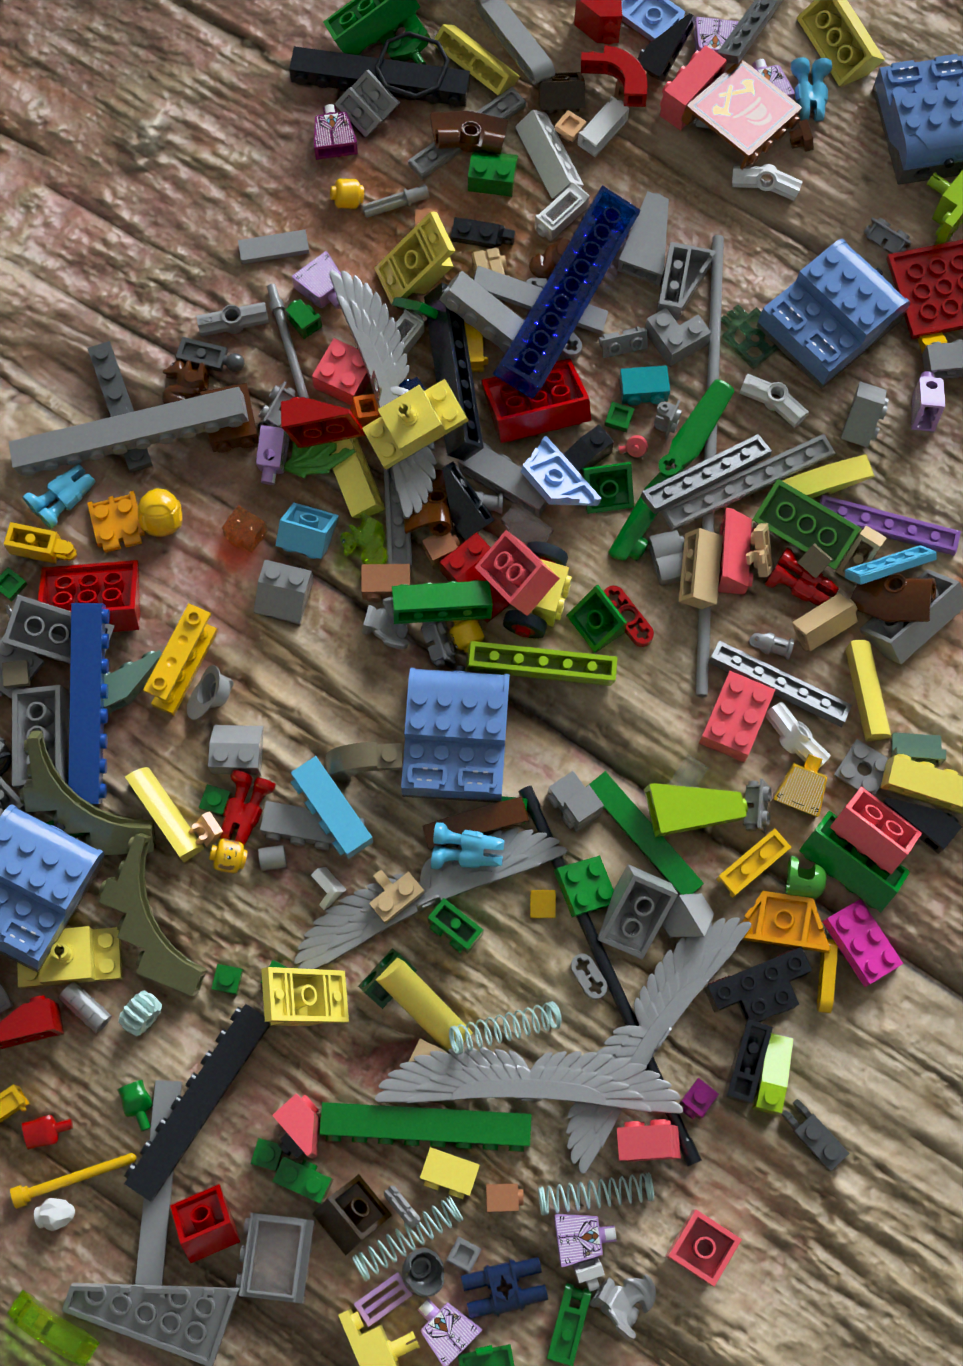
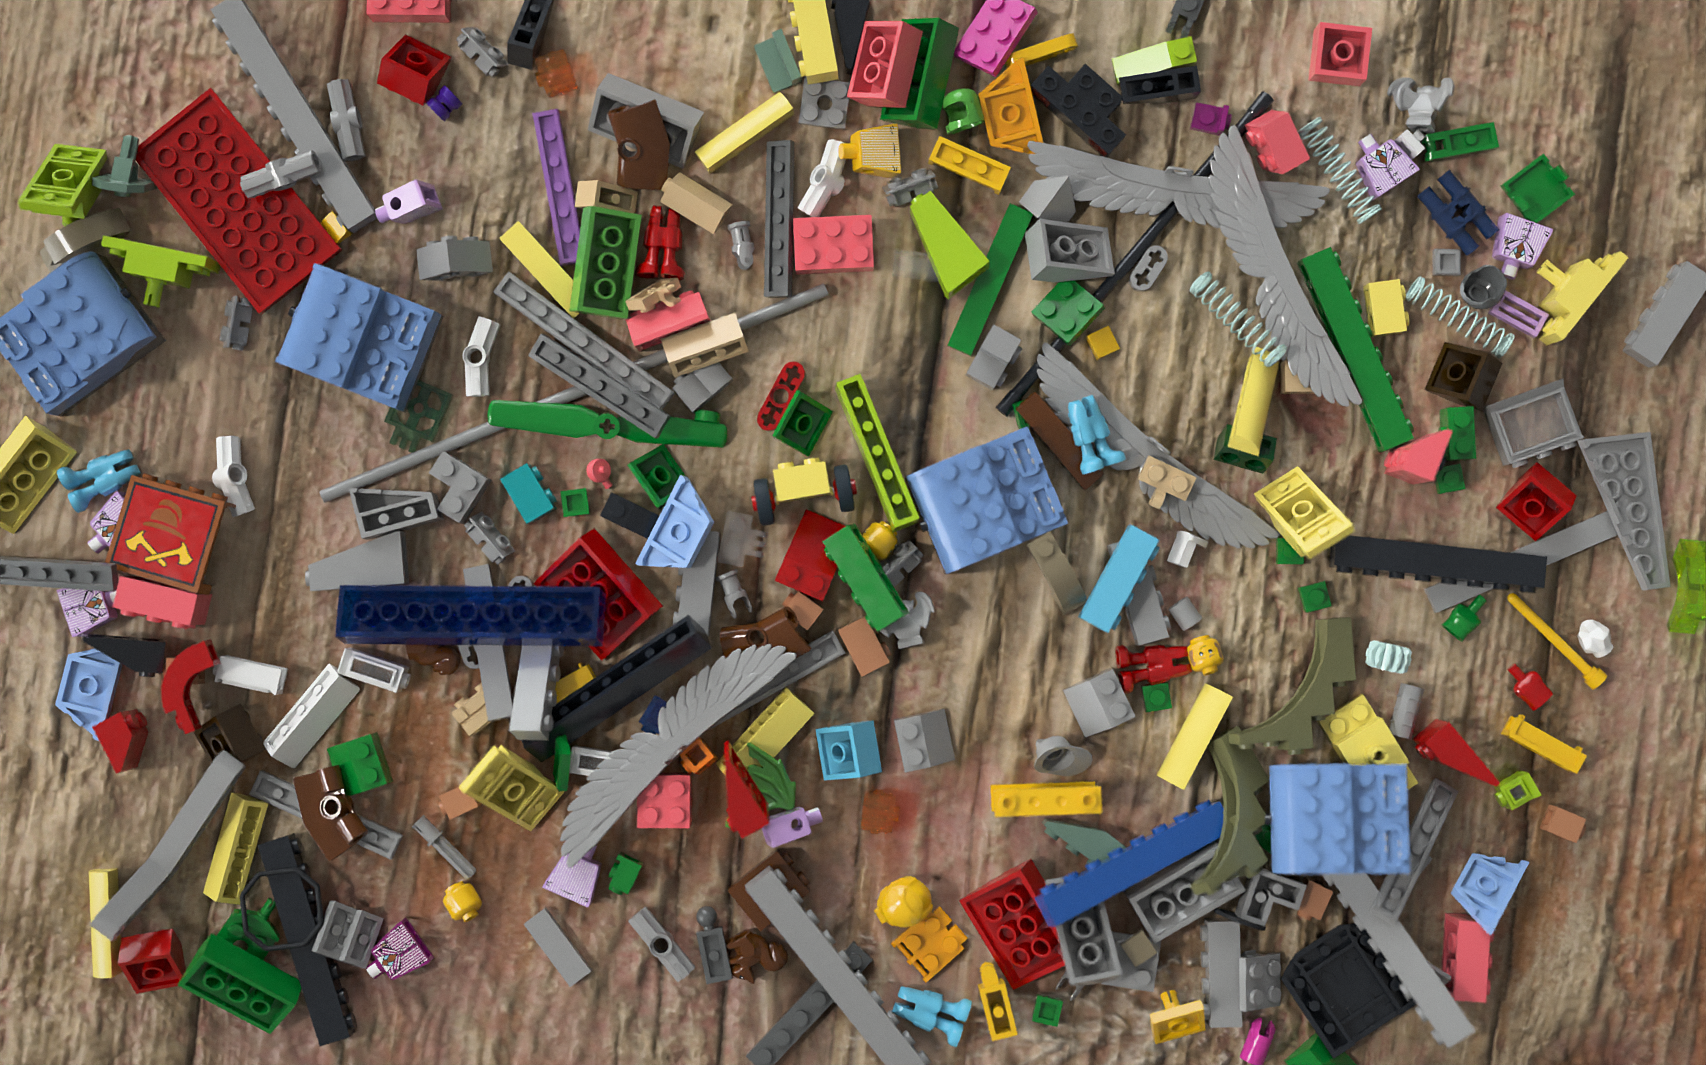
camera: 115 degrees left, 15 degrees up
(207, 829) = (1190, 687): light nougat tile -> none
(271, 414) = (724, 852): light grey hinge -> none
(277, 308) = (623, 907): light grey bar -> none
(369, 537) = (825, 685): clear neon green animal -> none
(401, 1206) = (1437, 335): light grey axle -> none
(414, 422) = (698, 693): light yellow brick -> none
(454, 925) = (1166, 411): green brick -> none
(465, 506) = (752, 604): black slope -> none
(481, 233) = (437, 742): black hinge -> none
(503, 1197) = (1383, 250): nougat brick -> none
(516, 573) = (807, 515): coral brick -> none
(570, 126) = (269, 708): light nougat tile -> none
(667, 417) = (557, 451): light grey hinge -> none
(802, 136) = (161, 462): reddish brown tile -> none
(815, 560) = (642, 237): dark tan tile -> none
(890, 564) = (608, 164): medium azure tile -> none

